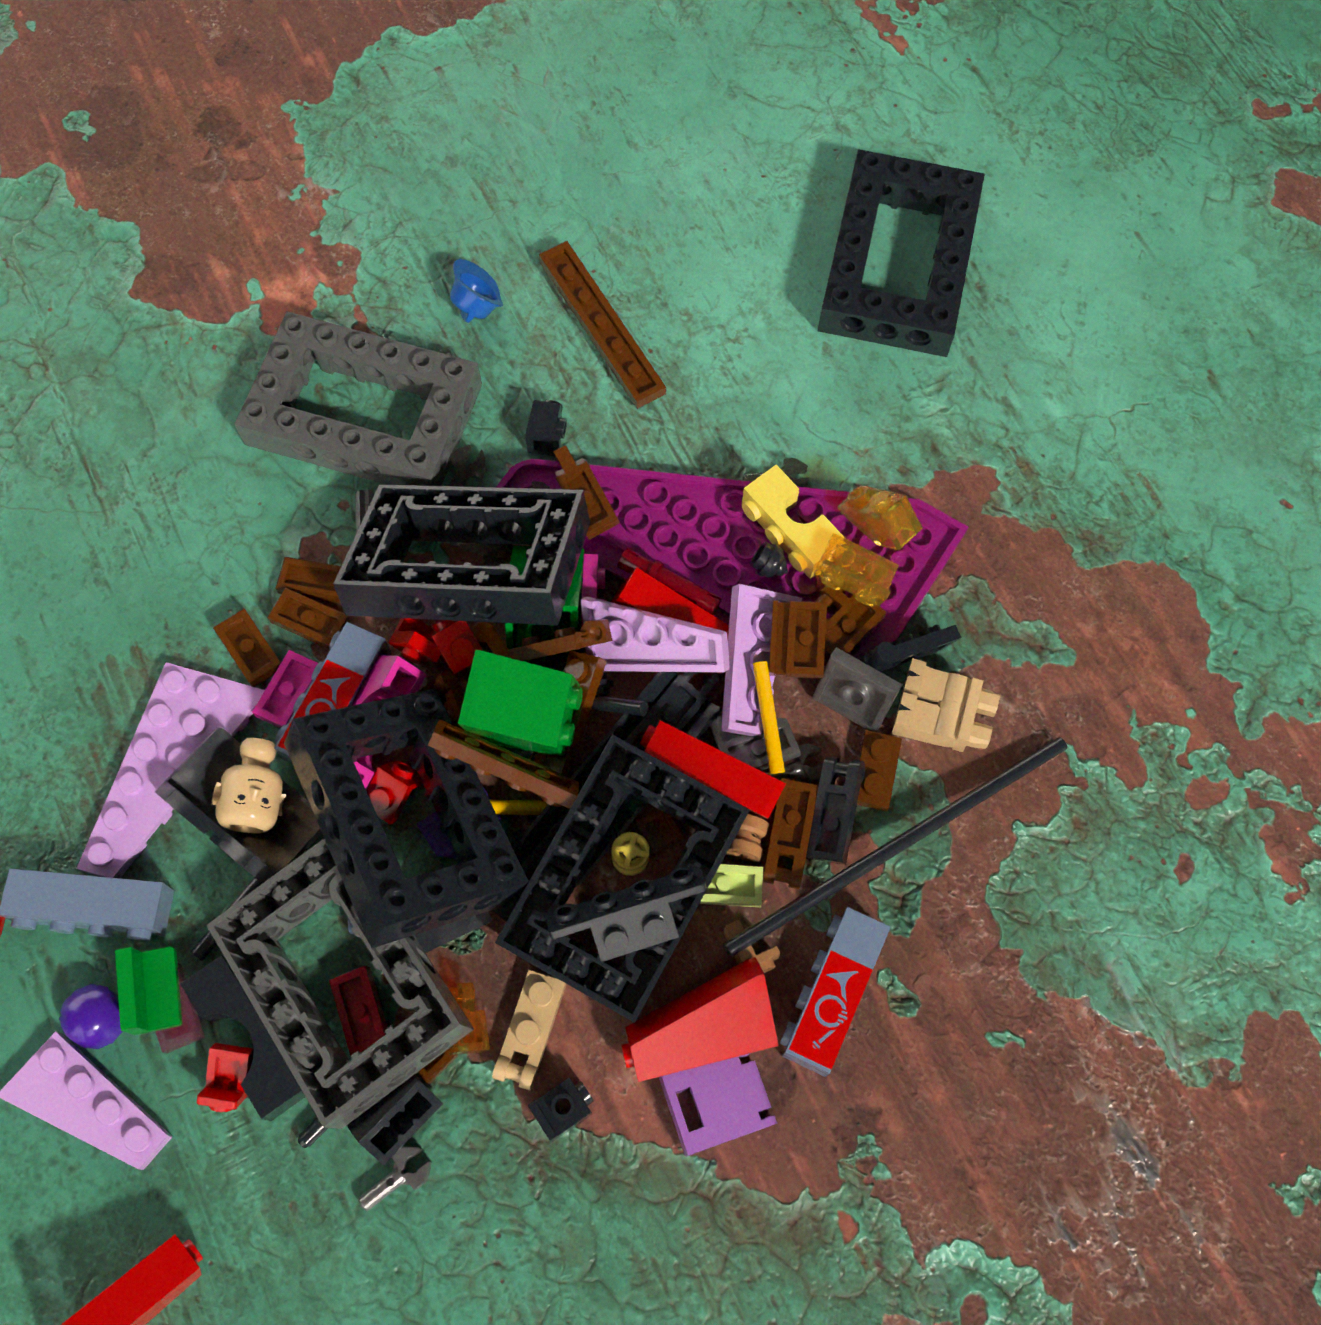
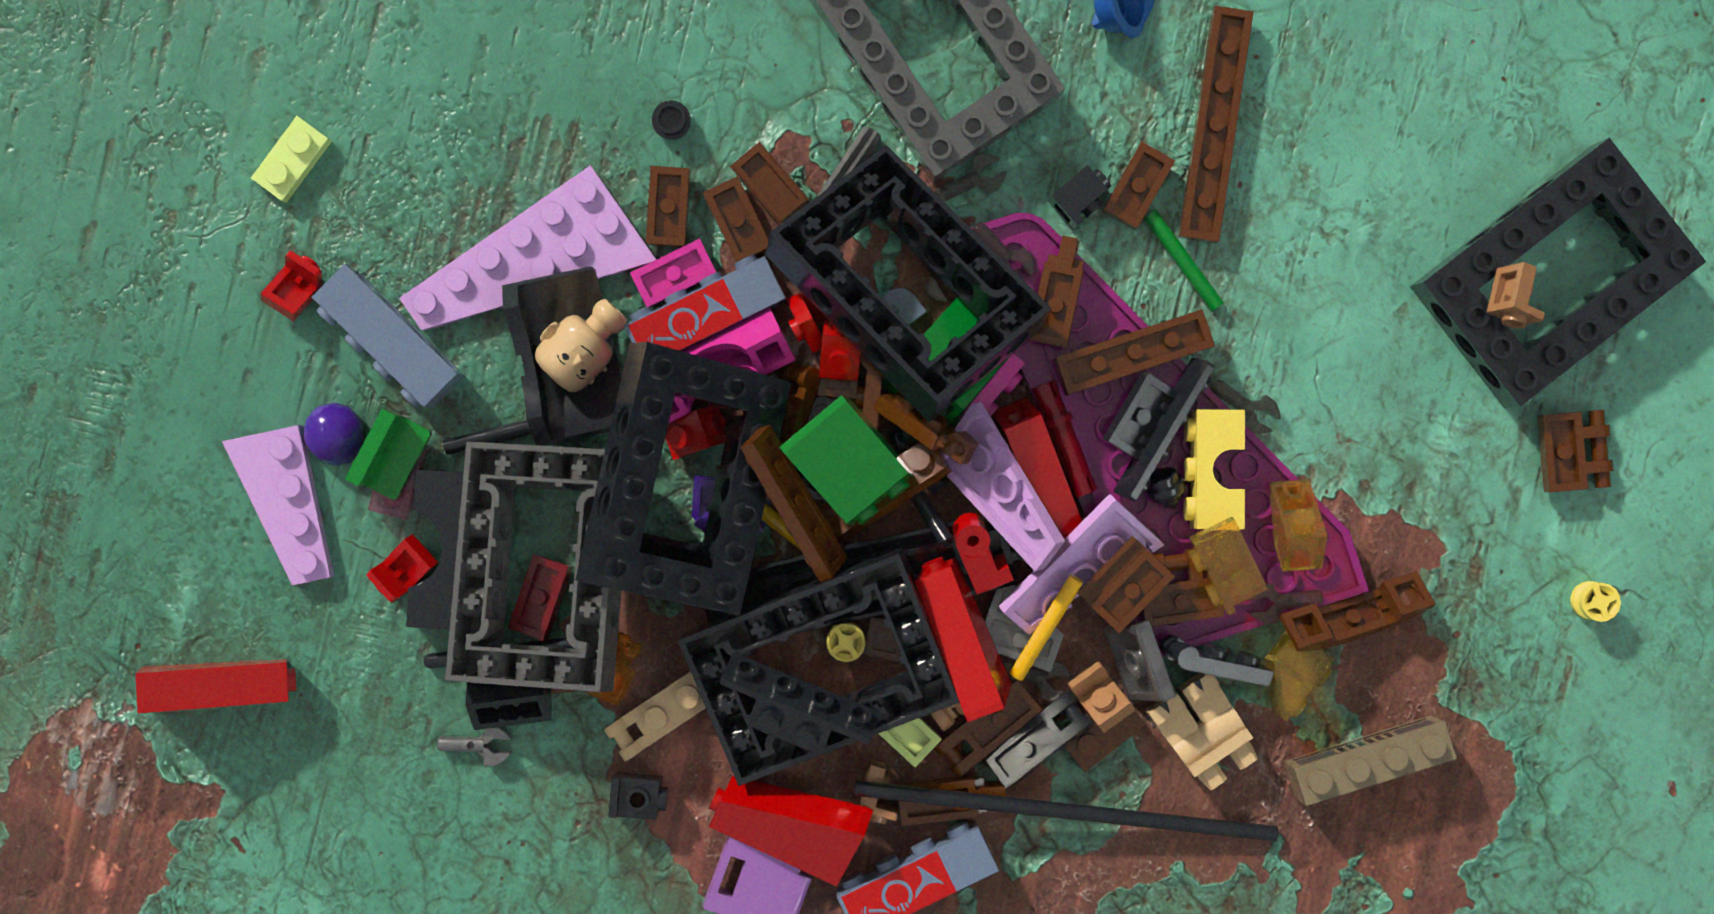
camera: 40 degrees right, 20 degrees up
(206, 589) = (671, 120): none -> black plate
(581, 395) = (1138, 186): none -> reddish brown plate
(653, 419) = (1183, 260): none -> green bar
(668, 493) = (1133, 352): none -> reddish brown plate
(674, 704) = (974, 548): none -> red leg
(719, 523) = (1151, 420): none -> black bracket
(795, 932) = (920, 813): none -> reddish brown hinge
(852, 741) = (1100, 697): none -> medium nougat bracket
(885, 269) = (1511, 296): none -> medium nougat bracket
(917, 577) = (1284, 602): none -> clear smoke bar
(972, 613) = (1294, 676): none -> clear yellow slope
(980, 546) = (1359, 615): none -> reddish brown slope
(1009, 350) = (1564, 451): none -> reddish brown plate
(1076, 637) = (1370, 760): none -> dark tan brick
(1126, 420) = (1605, 601): none -> light yellow wheel

